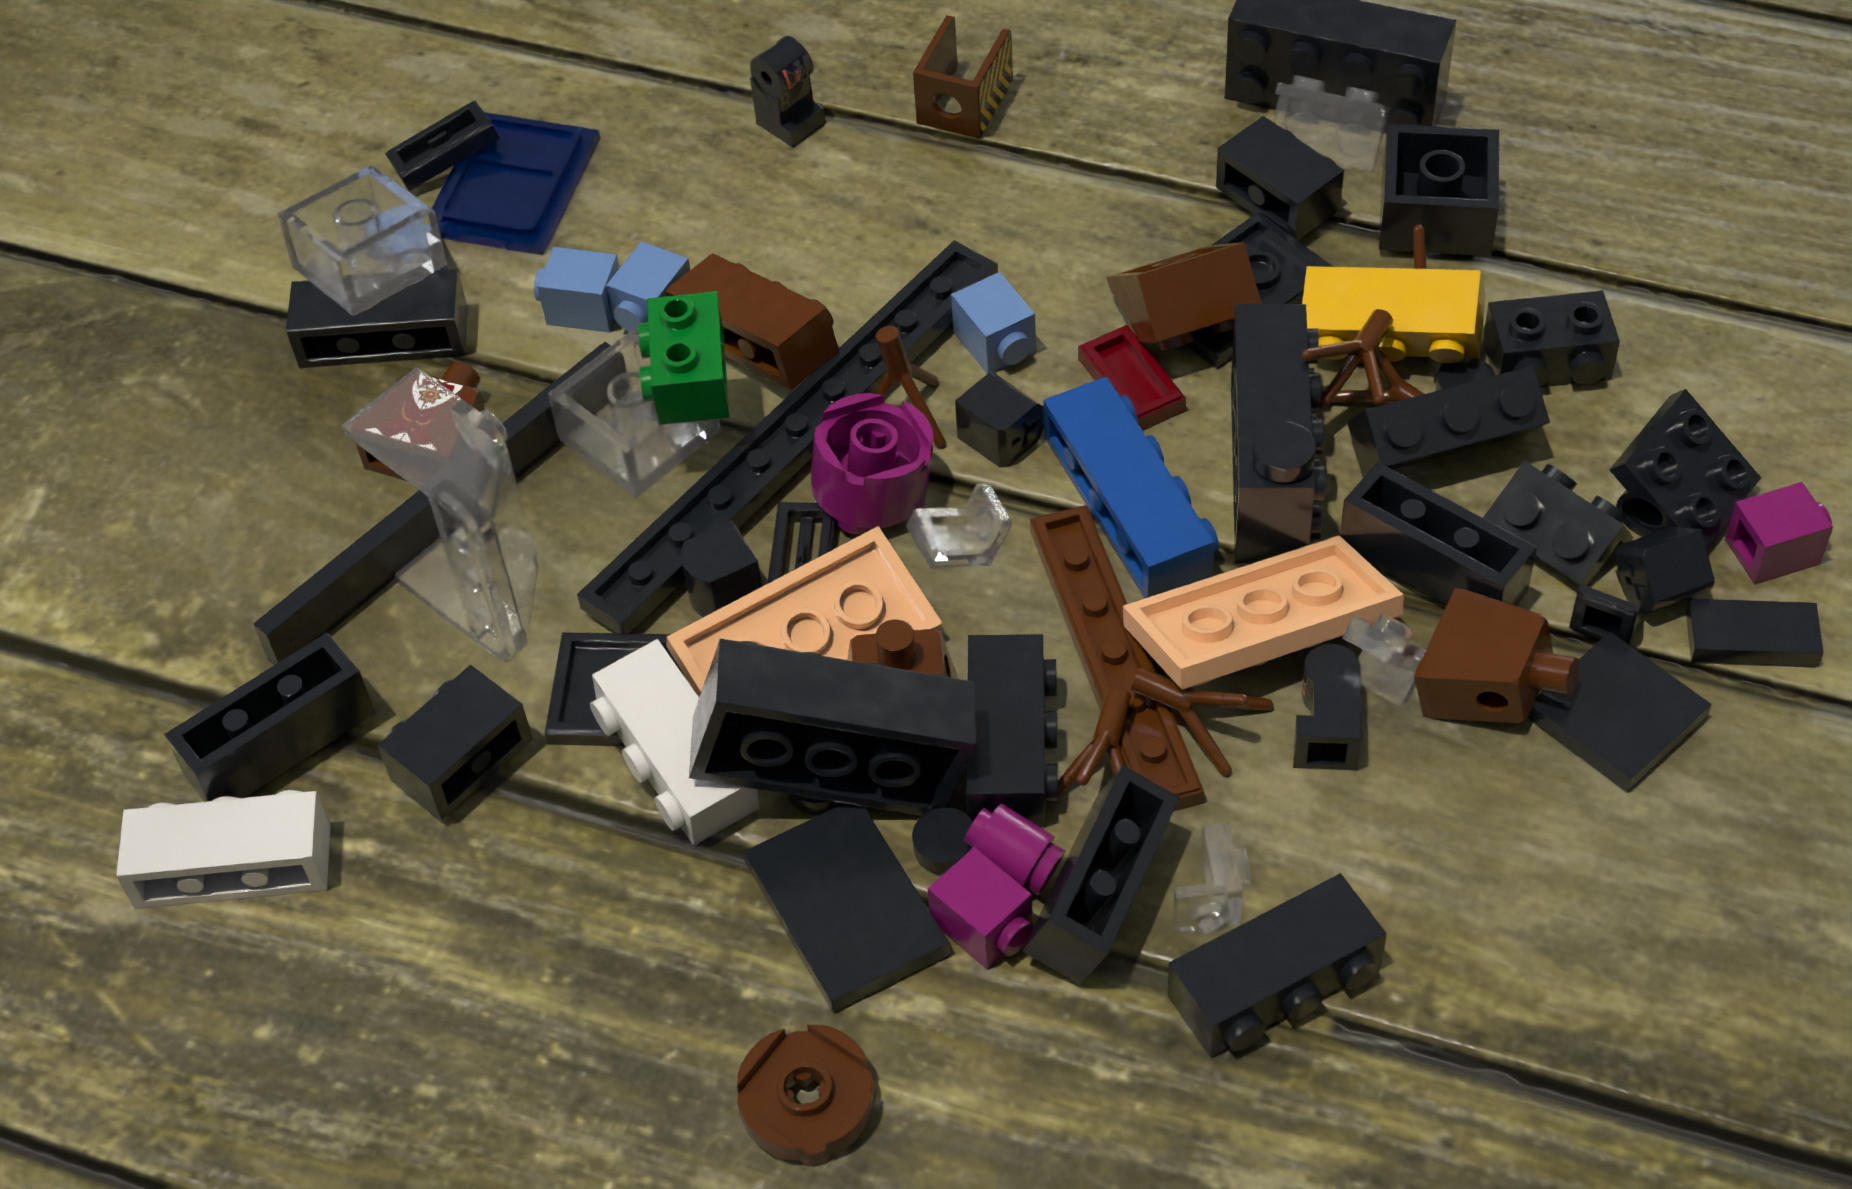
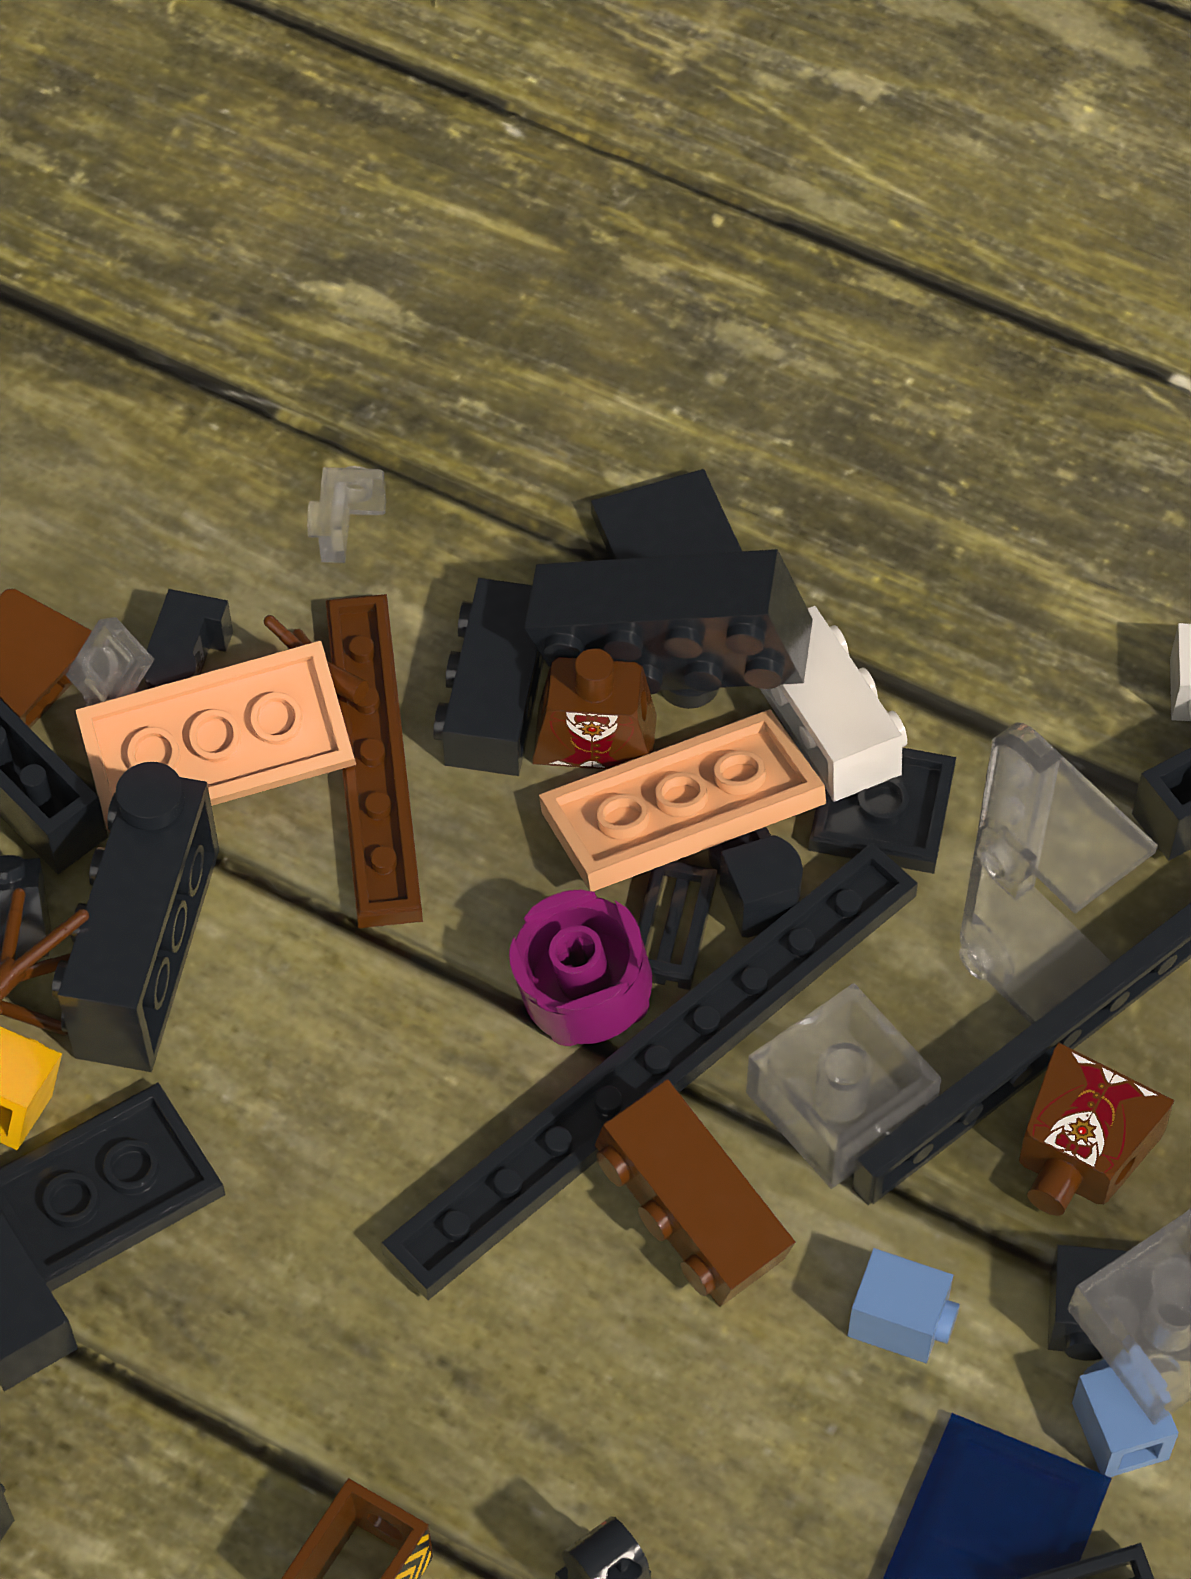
camera: 175 degrees left, 5 degrees up
(455, 741) = (1063, 710): black brick -> none
(643, 276) = (813, 1286): medium blue brick -> none
(685, 358) = (775, 1054): green brick -> none
(812, 1129) = (735, 432): reddish brown plate -> none
(901, 371) = (530, 1069): reddish brown plant -> none
(962, 534) = (498, 896): clear bracket -> none
(982, 909) = (556, 516): magenta brick -> none
(994, 323) = (403, 1159): medium blue brick -> none
(998, 420) = (427, 1029): black piece -> none
(1016, 846) = (509, 554): magenta brick -> none
(1101, 875) = (442, 512): black brick -> none
(1104, 741) = (405, 642): reddish brown plant -> none
(1129, 488) = (309, 921): blue brick -> none
(1133, 374) = (263, 1083): dark red tile -> none
(1186, 293) = (174, 1137): reddish brown slope -> none
(1276, 966) = (294, 435): black brick -> none

